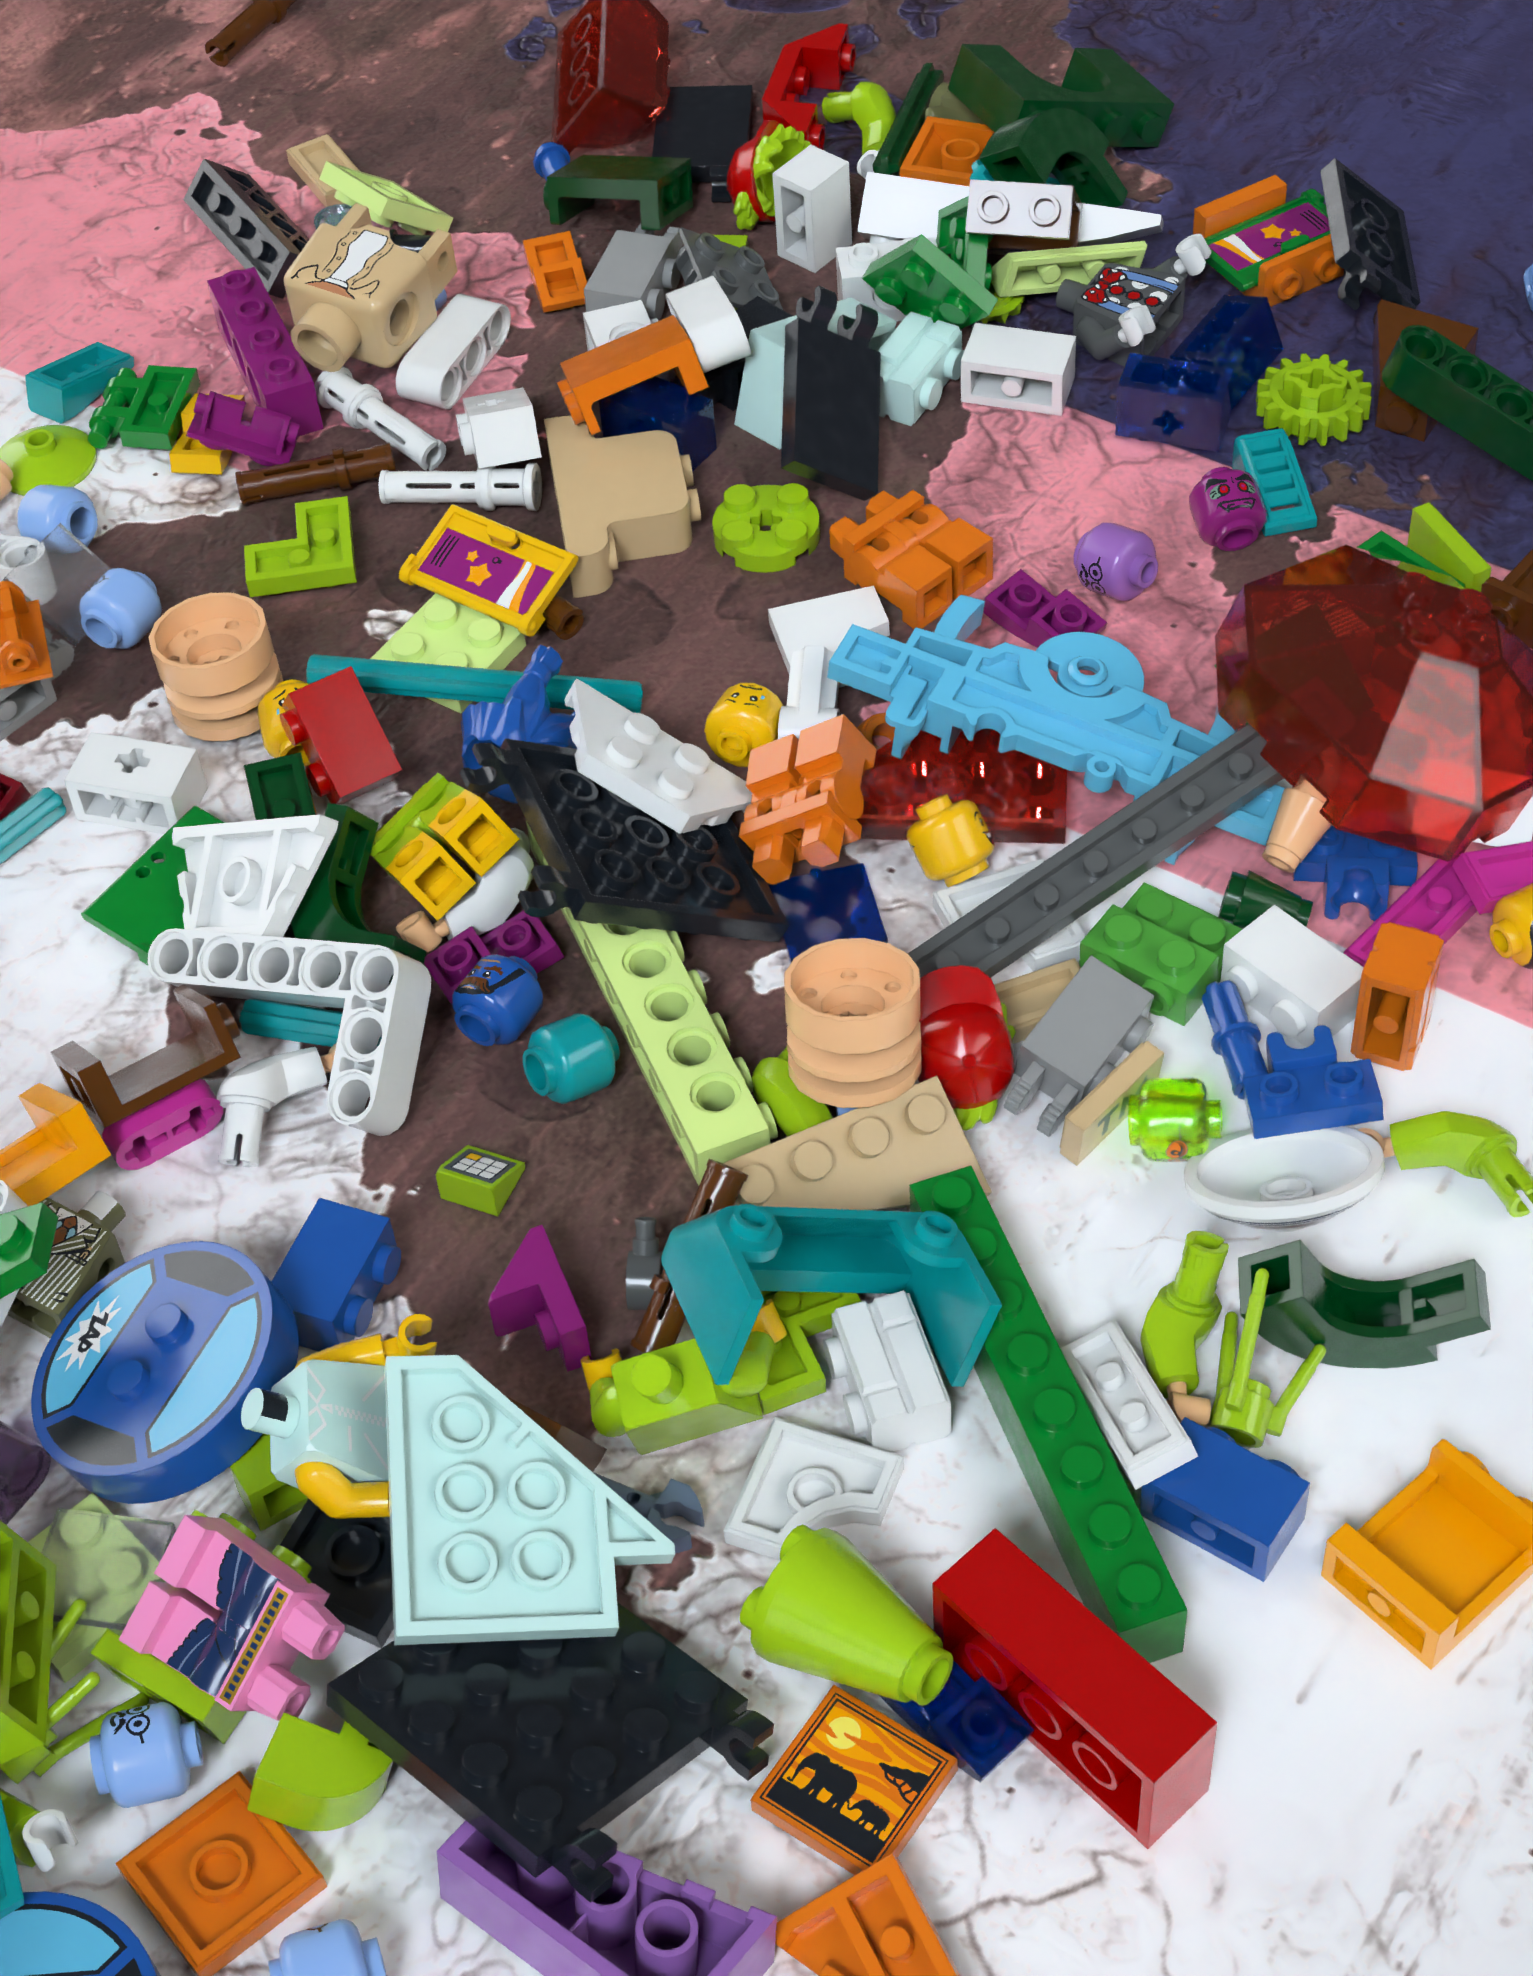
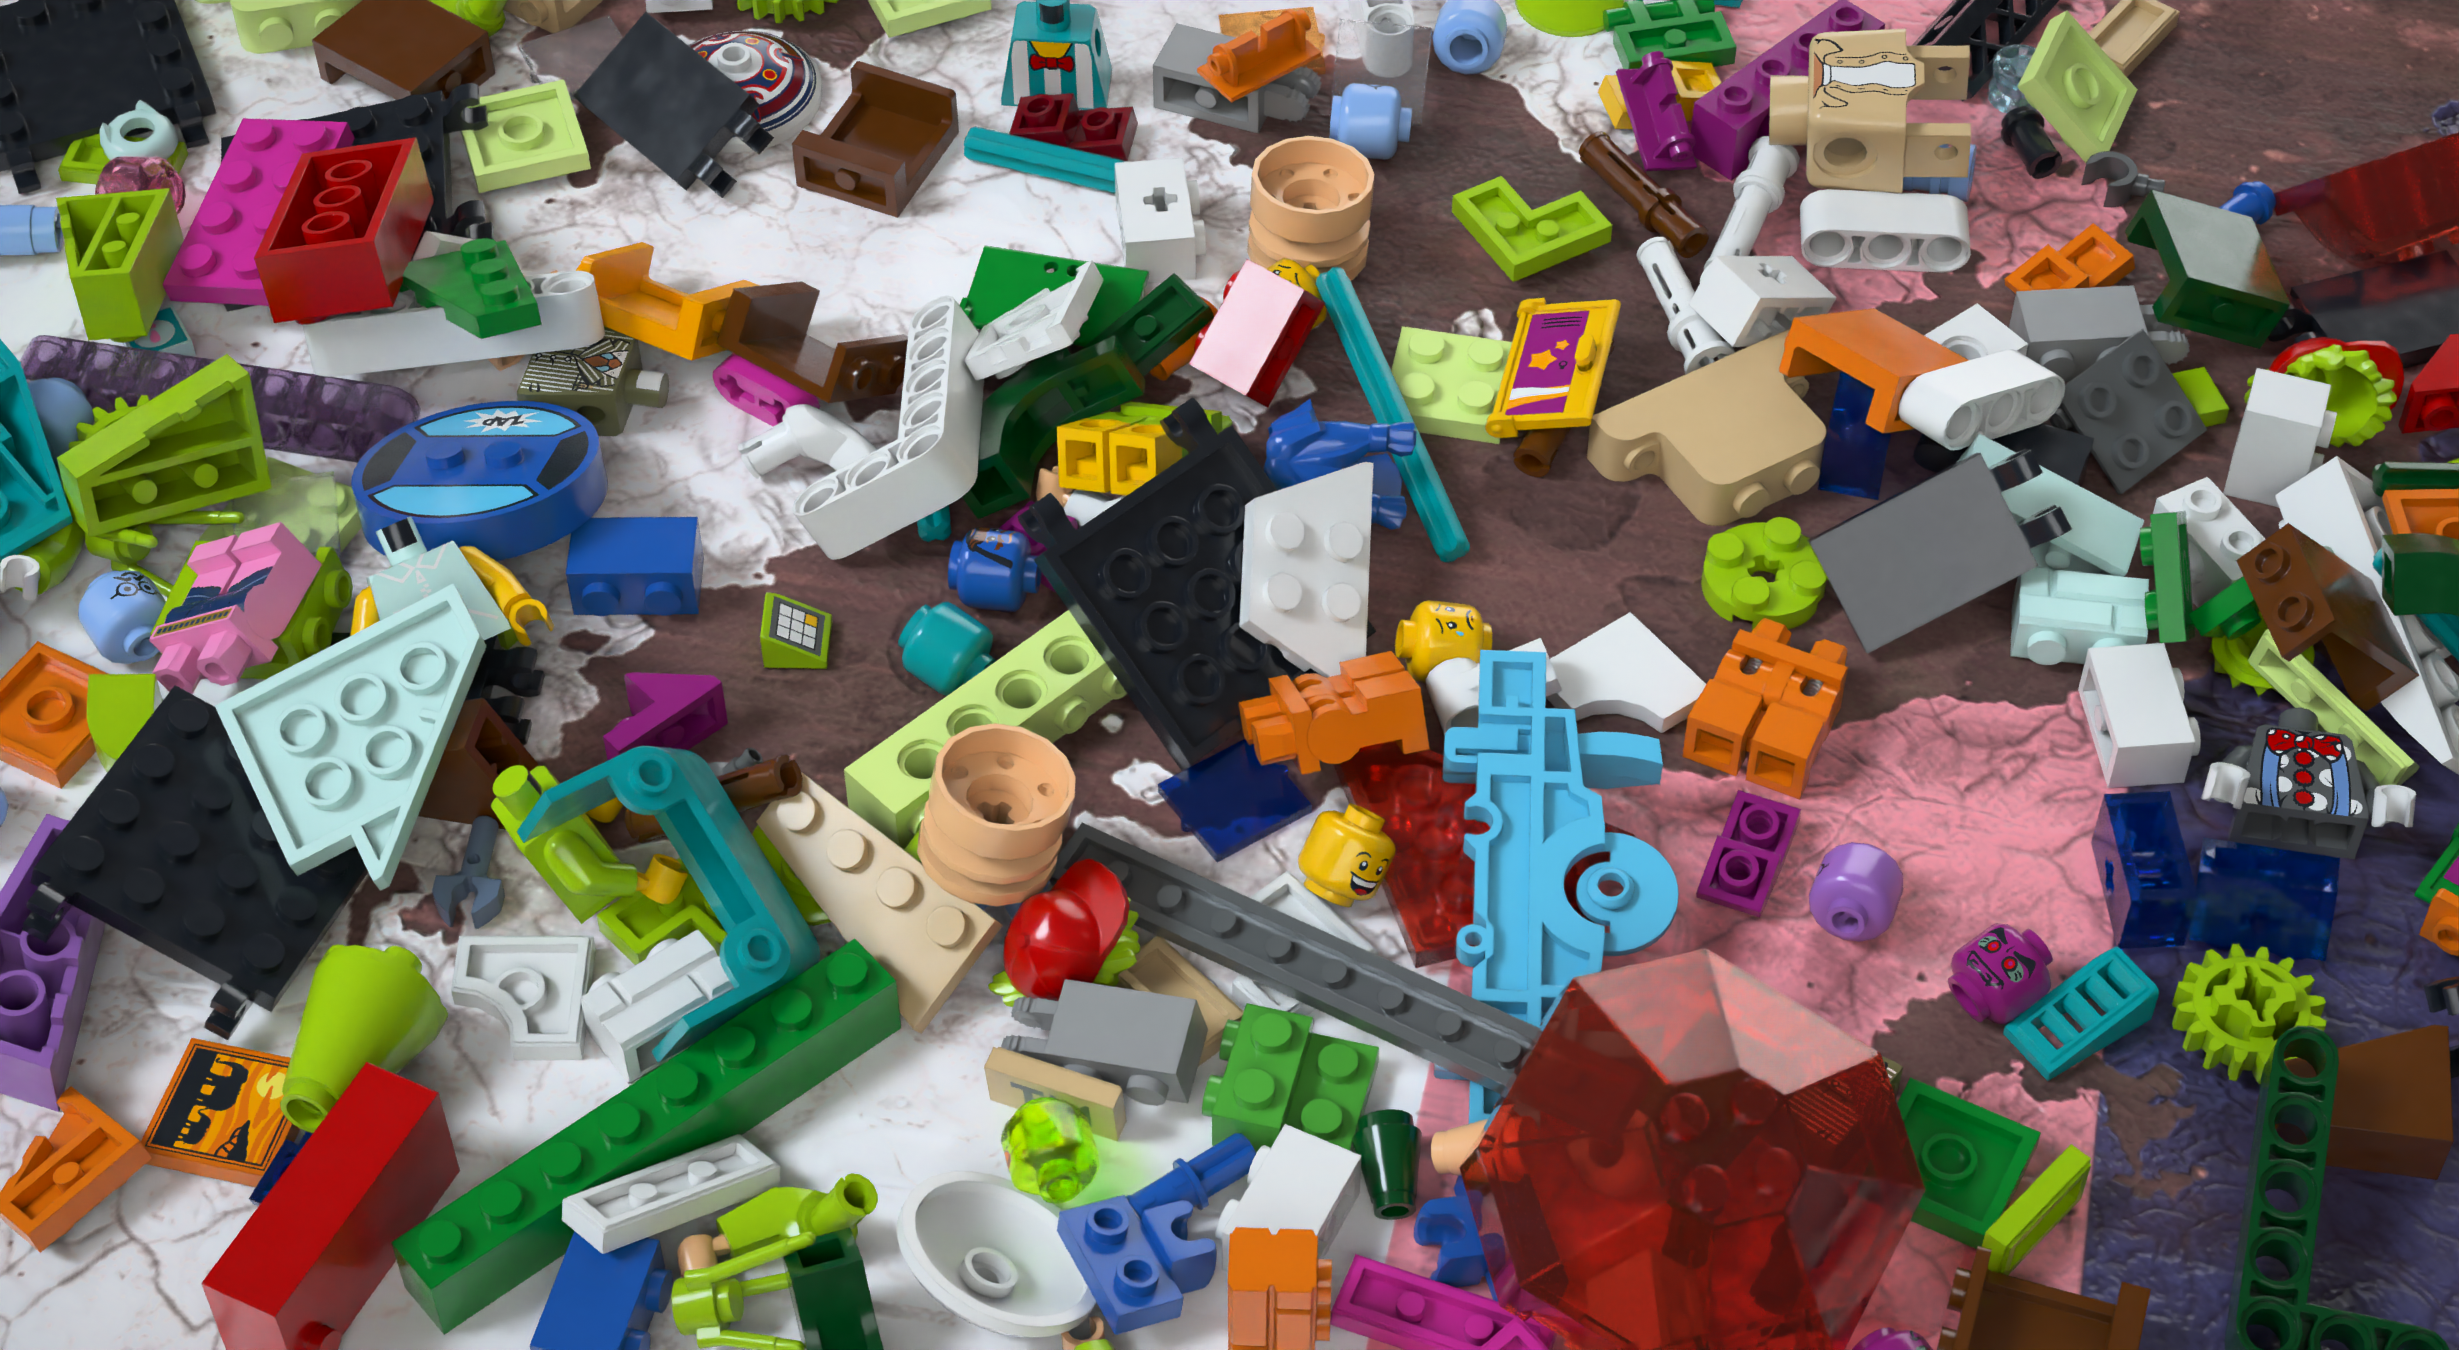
camera: 65 degrees right, 0 degrees up
(478, 214) = (2125, 172): none -> dark grey piece

